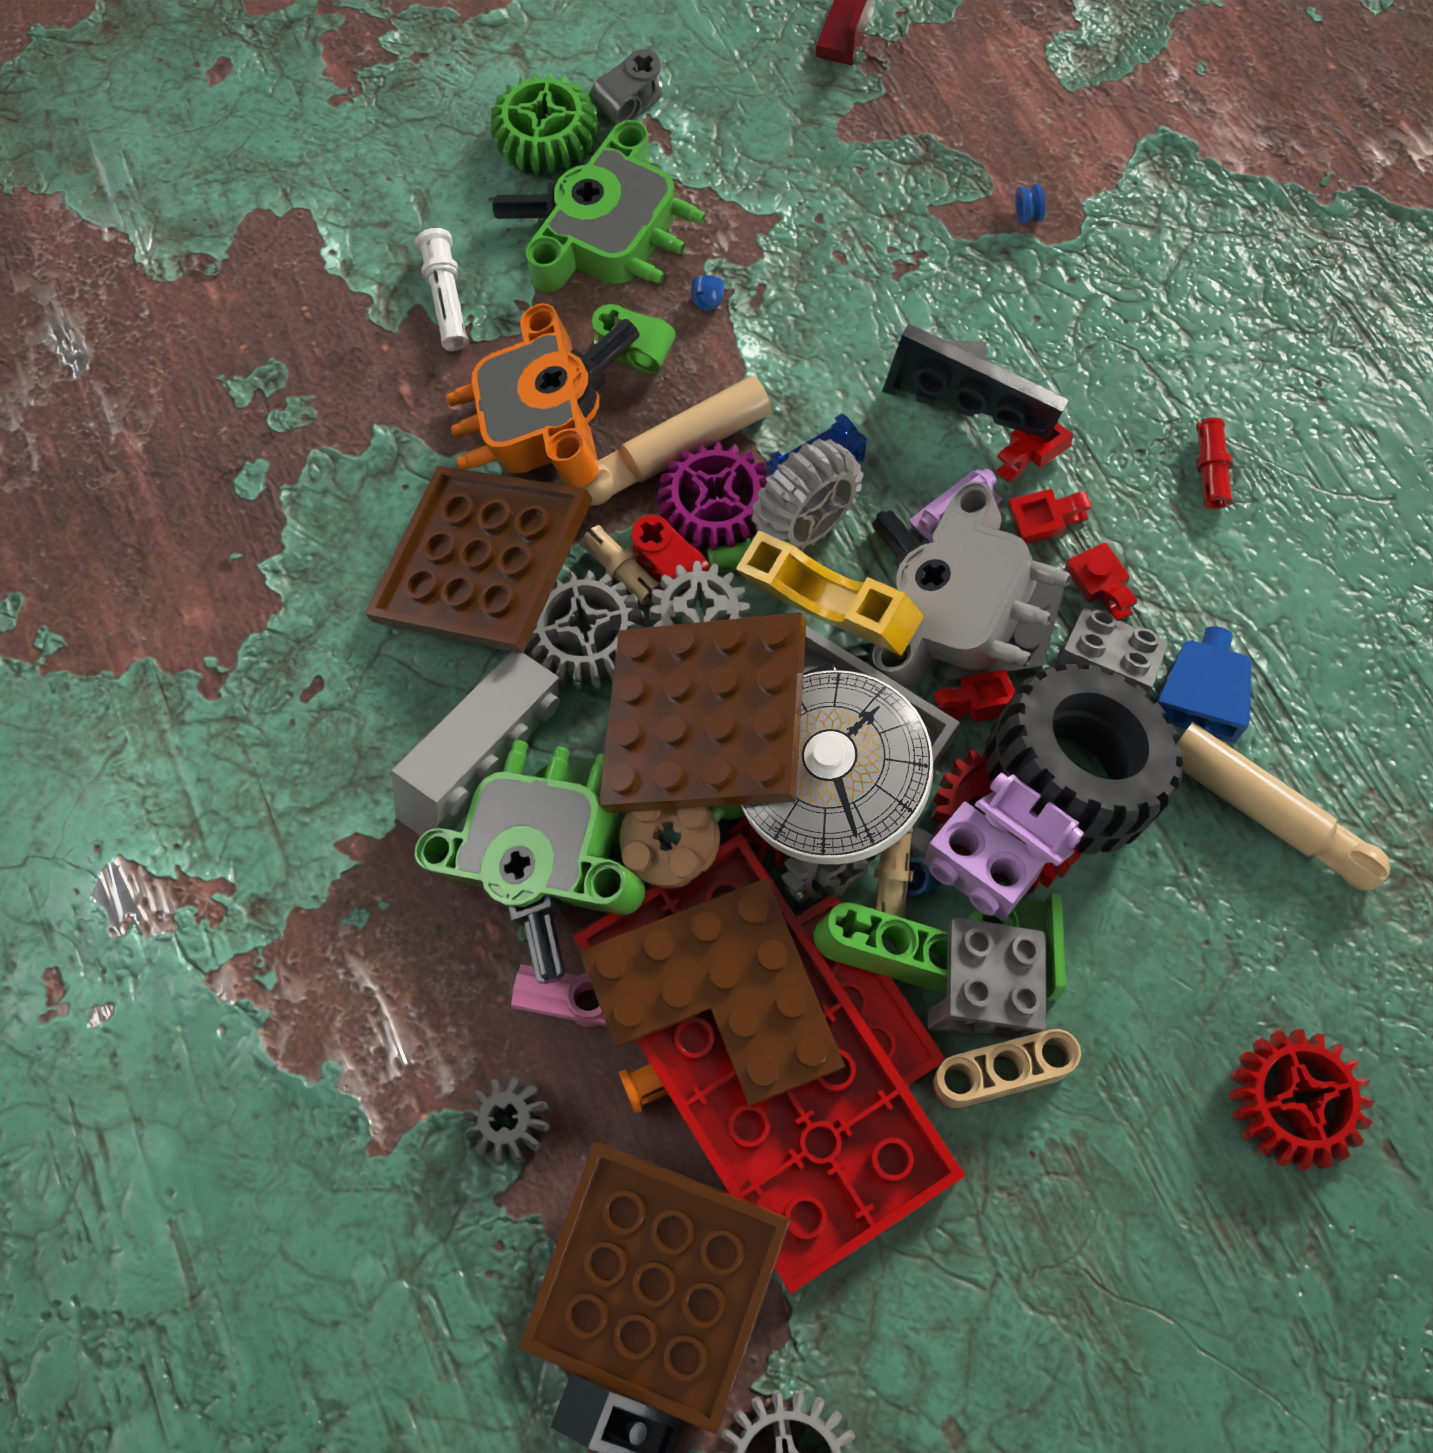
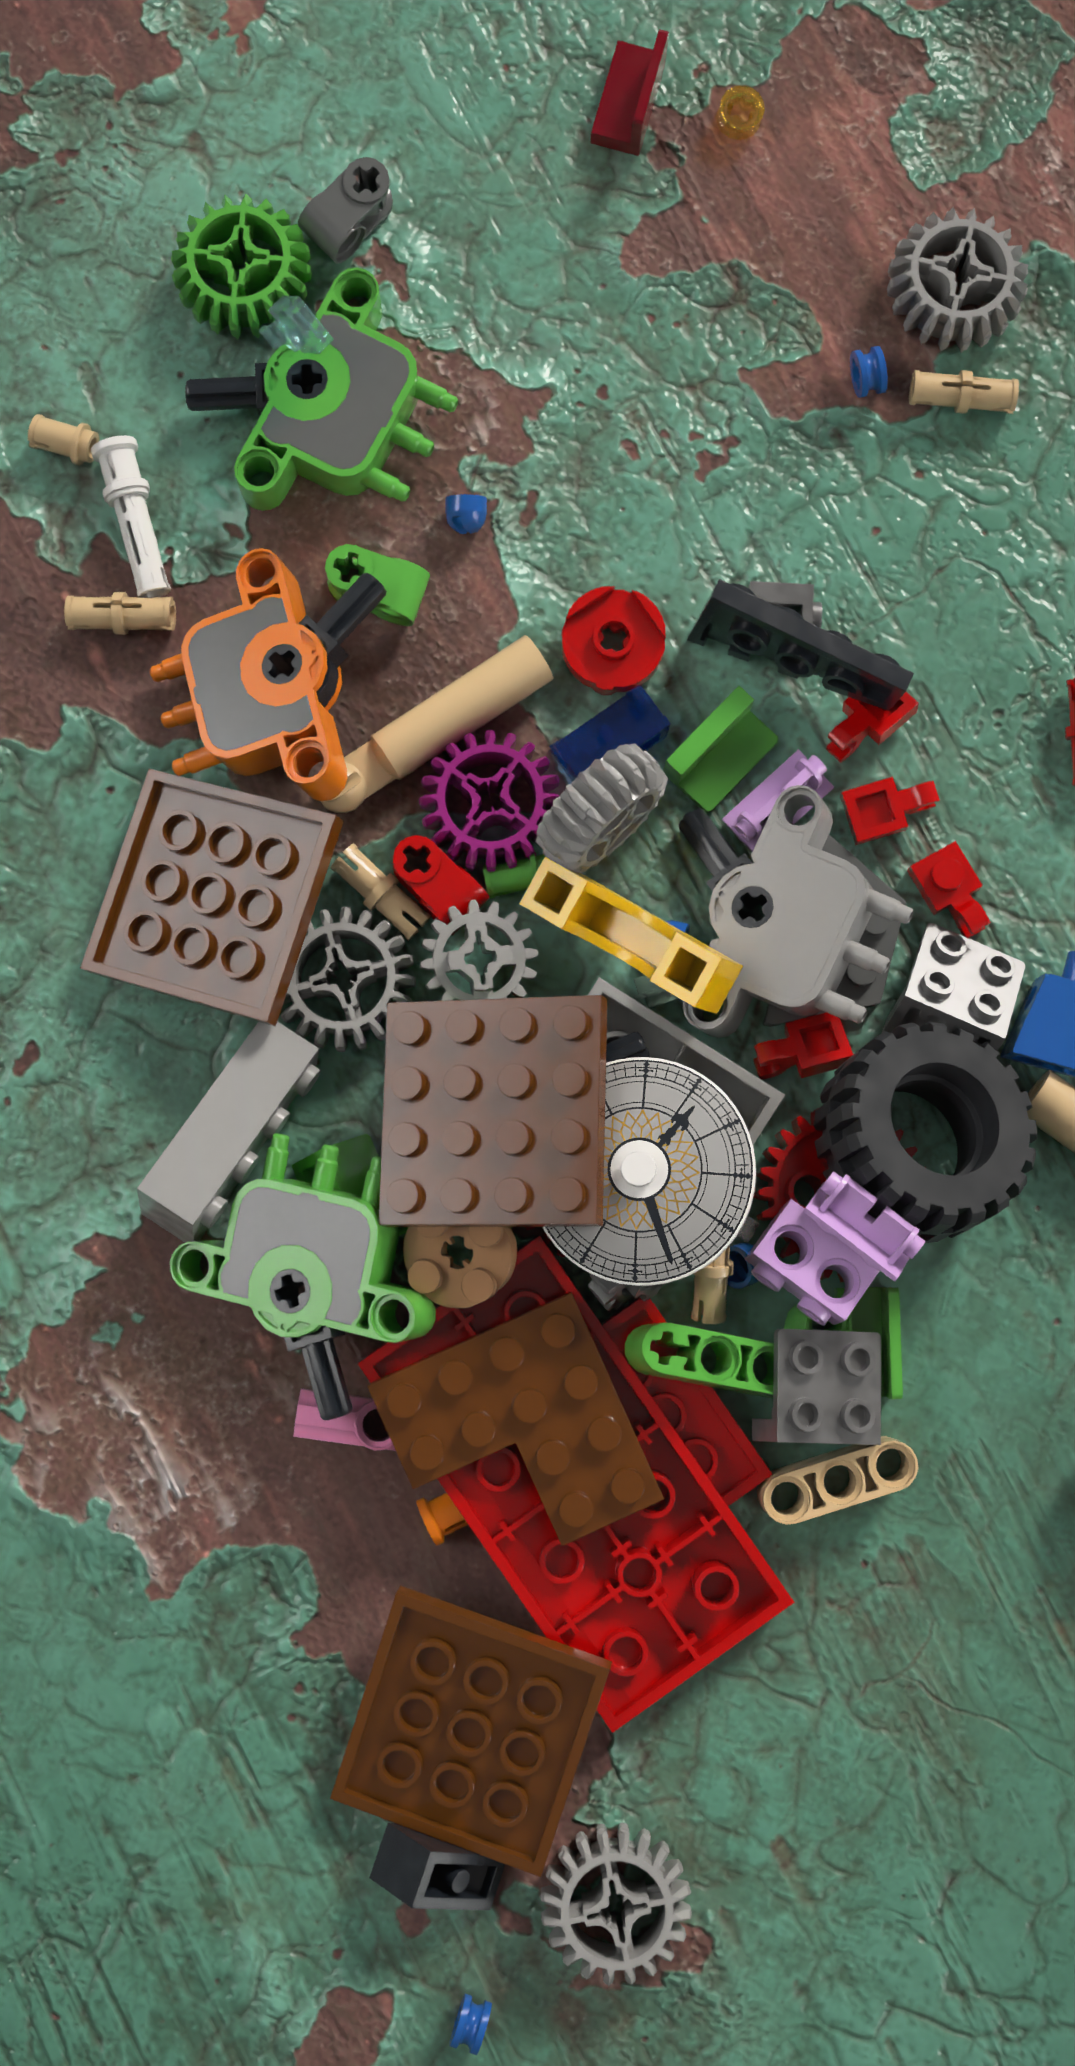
camera: 10 degrees left, 15 degrees up
(394, 235) = (62, 438): none -> tan pin
(426, 355) = (120, 613): none -> tan pin
(504, 1139) = (304, 1581): dark grey gear -> none
(581, 149) = (295, 327): none -> clear light blue plate
(815, 406) = (619, 611): none -> red plate
(906, 468) = (720, 752): none -> bright green panel
(937, 30) = (747, 99): none -> clear yellow bush
(1106, 220) = (963, 391): none -> tan pin
(1124, 147) = (986, 273): none -> light grey gear

